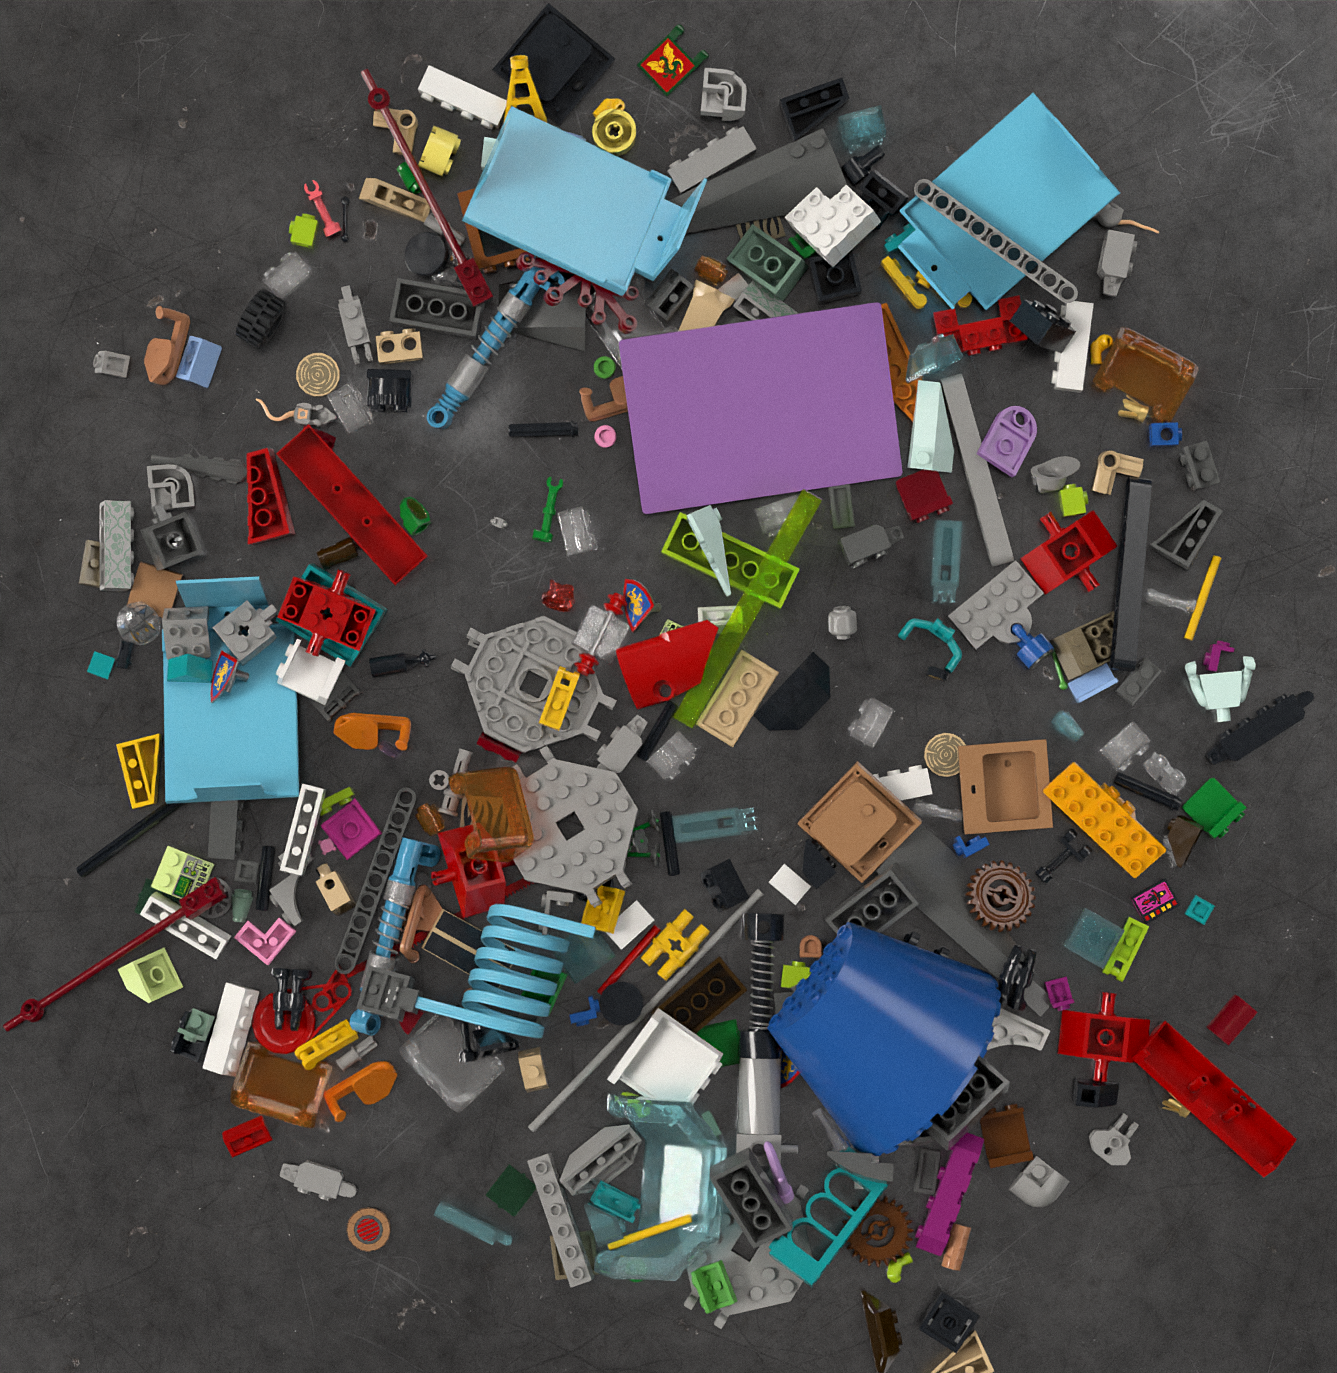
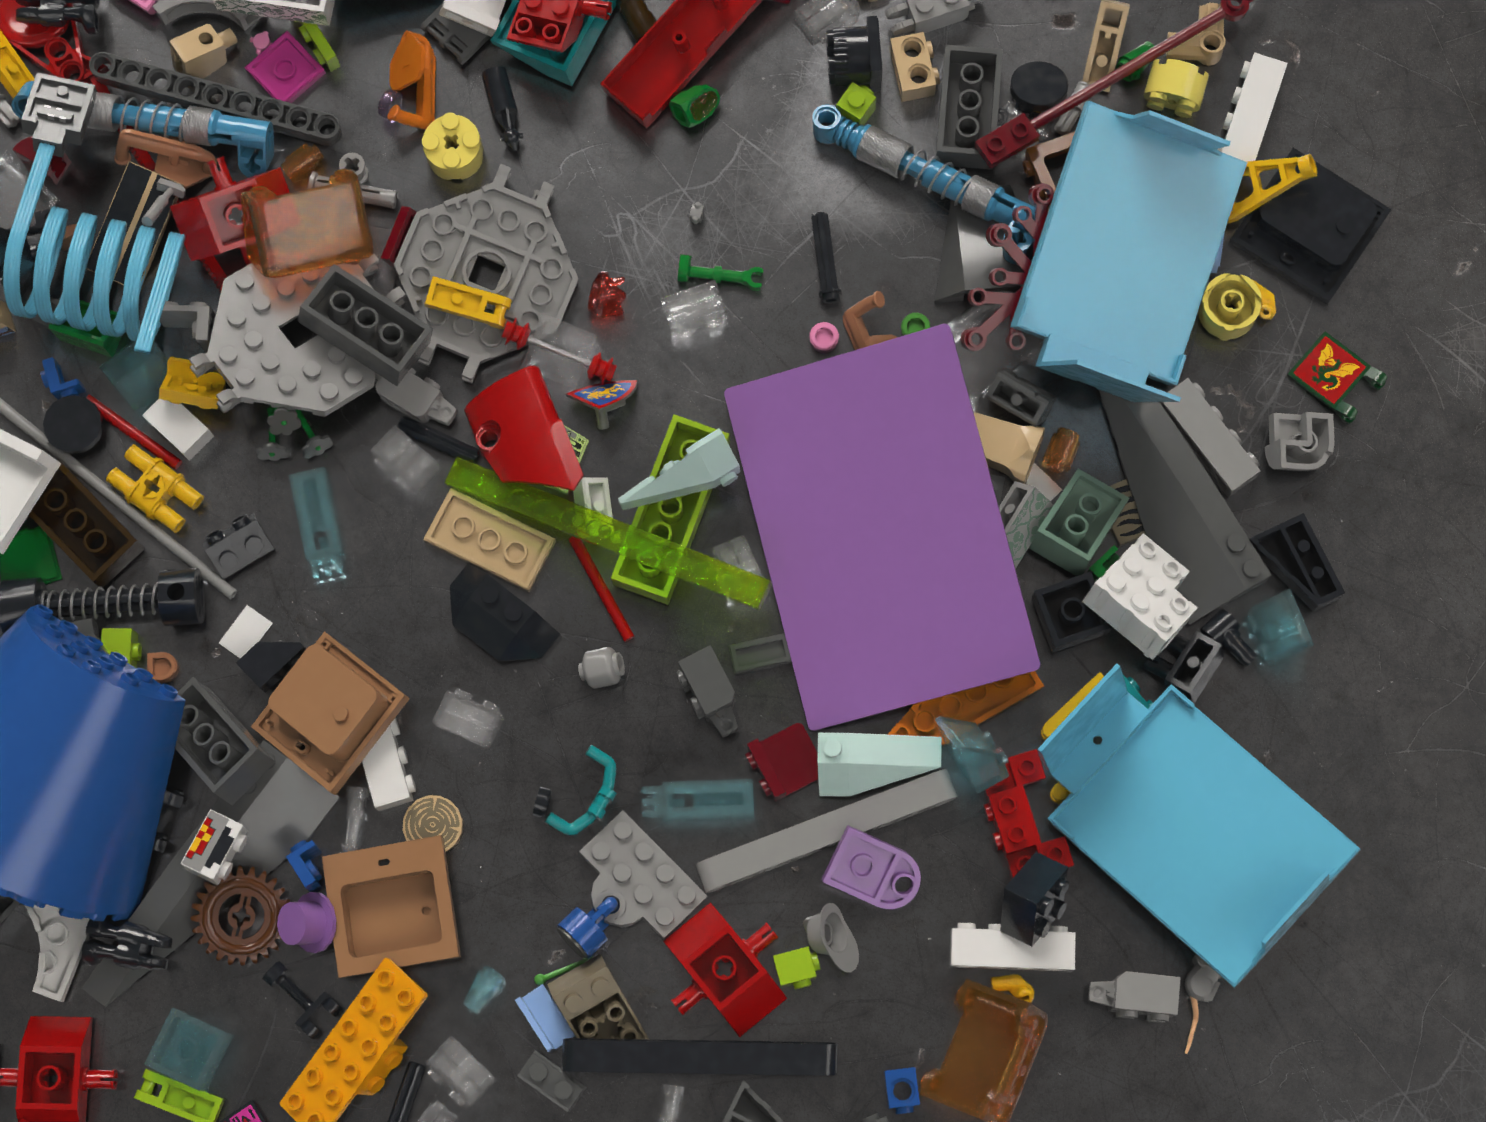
camera: 90 degrees right, 10 degrees down
(427, 393) = (857, 103): none -> lime brick
(431, 690) = (442, 157): none -> light yellow brick
(448, 916) = (169, 188): none -> light grey piece
(574, 773) = (365, 324): none -> dark grey brick
(669, 843) = (282, 471): black axle -> none
(783, 617) = (601, 588): none -> red bar
(954, 908) = (215, 847): none -> brick
(1006, 244) = (1145, 803): light grey beam -> none
(1010, 846) = (308, 922): none -> medium lavender piece
(1059, 993) = (112, 1010): magenta bracket -> none
(1122, 464) = (853, 1034): tan piece -> none
(1138, 412) = (932, 1043): pearl gold piece -> none

